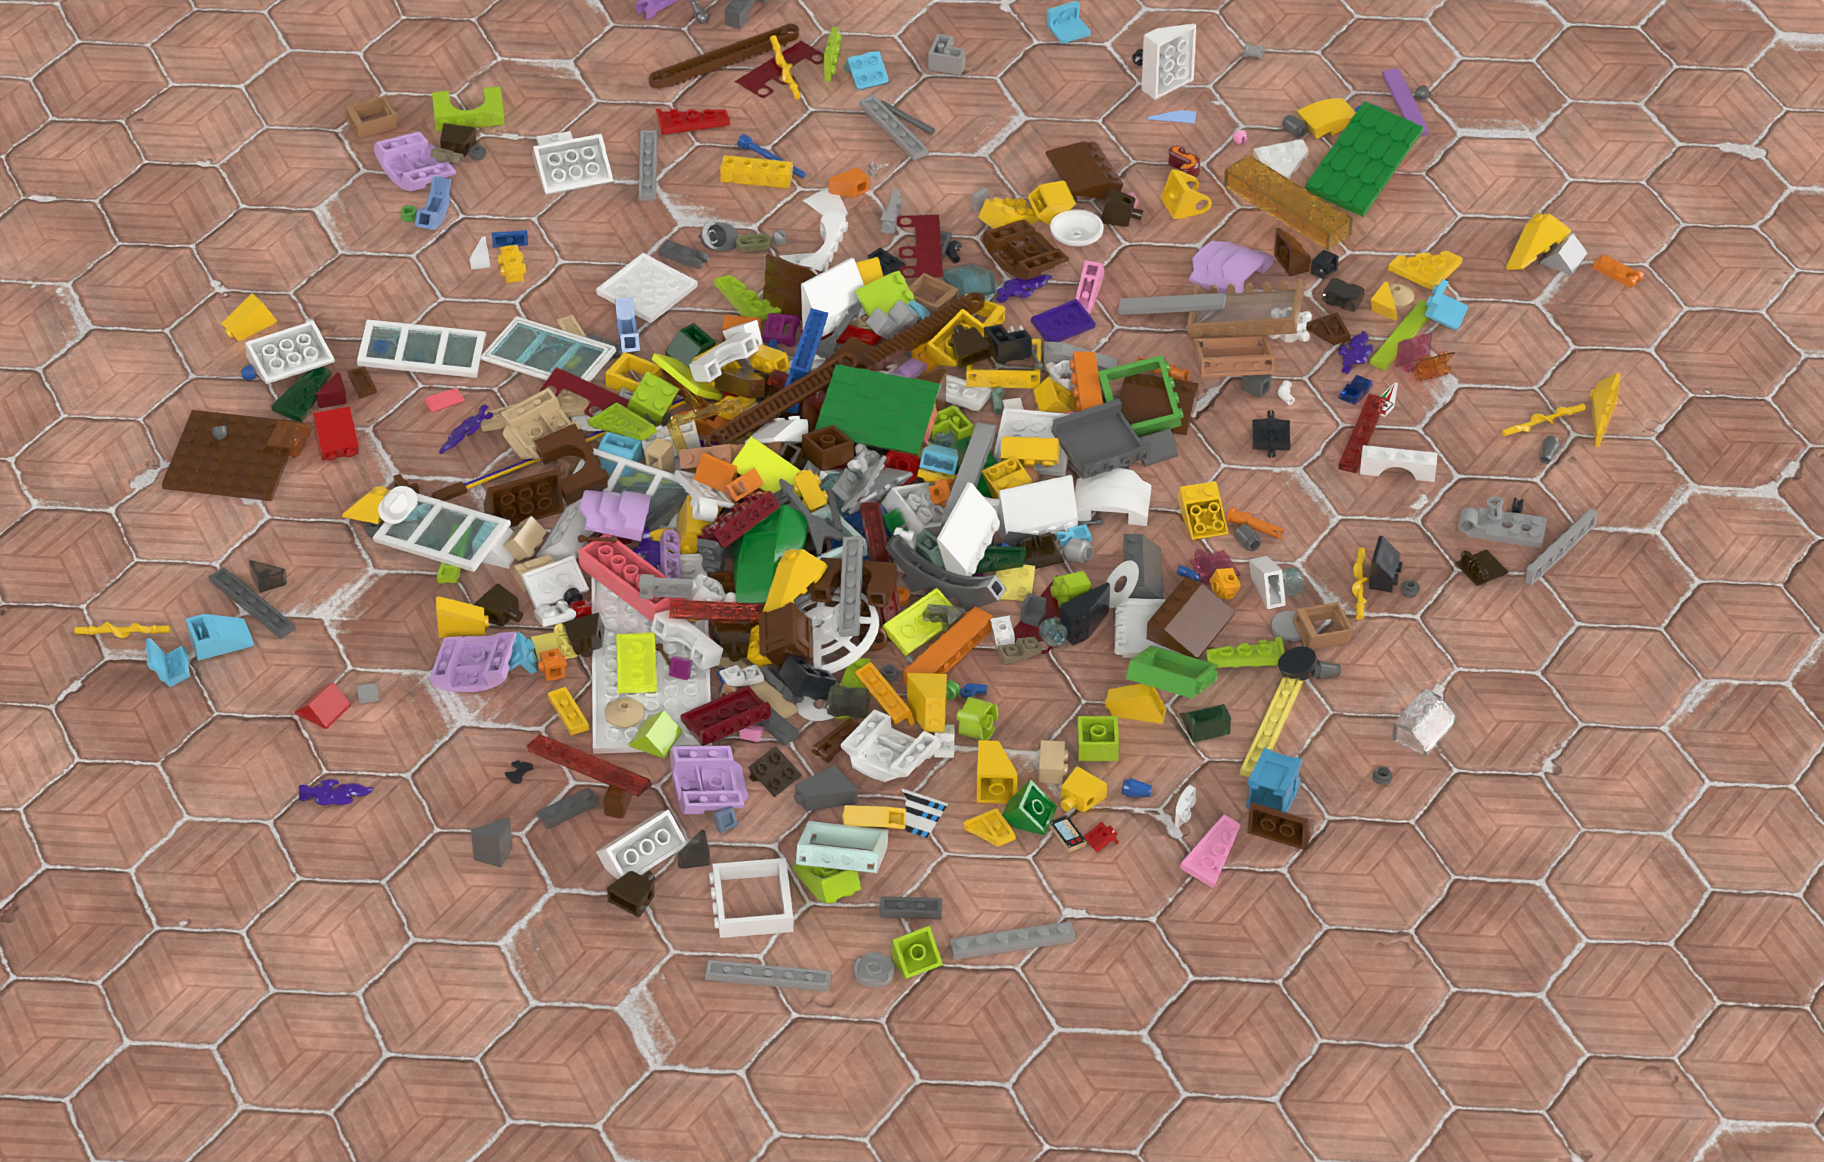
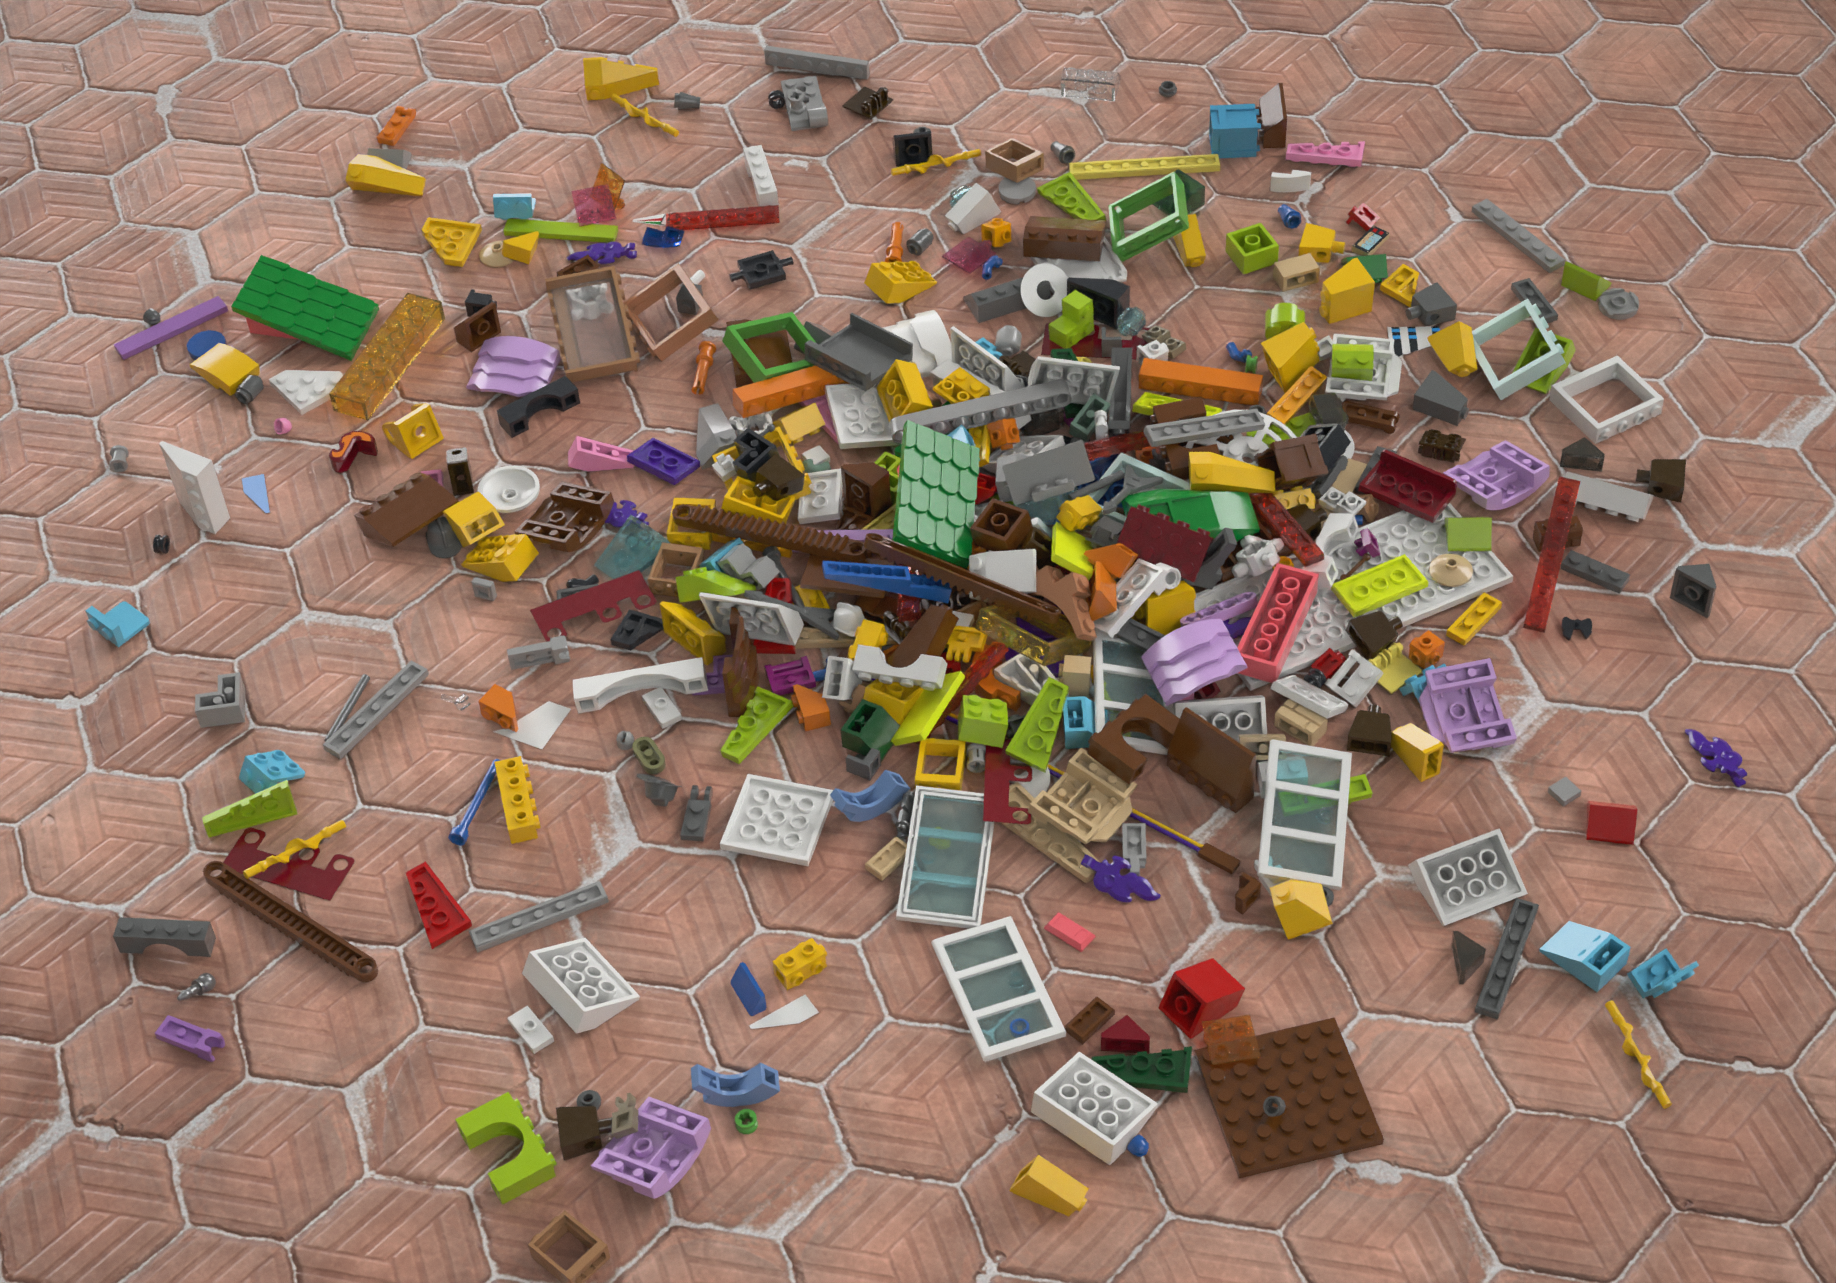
camera: 110 degrees left, 5 degrees up
(331, 604) = (1468, 877): none -> white slope
(397, 504) = (1293, 865): white piece -> none
(487, 449) = (1134, 845): none -> light grey hinge
(581, 538) = (1259, 669): reddish brown hinge -> none
(664, 338) = (864, 765): none -> dark grey panel
(665, 587) = (1294, 566): light grey plate -> none
(725, 819) = (1529, 448): sand blue tile -> none
(768, 975) = (1681, 364): light grey tile -> none
(894, 732) = (1352, 361): none -> lime slope
(945, 614) = (1165, 387): clear smoke slope -> none
(948, 834) = (1432, 306): none -> dark grey torso
(1168, 256) = (557, 395): none -> black arch
(1168, 304) = (605, 381): light grey tile -> none
(1297, 663) = (1076, 157): black tile -> none
(1343, 294) = (522, 279): clear smoke brick -> none

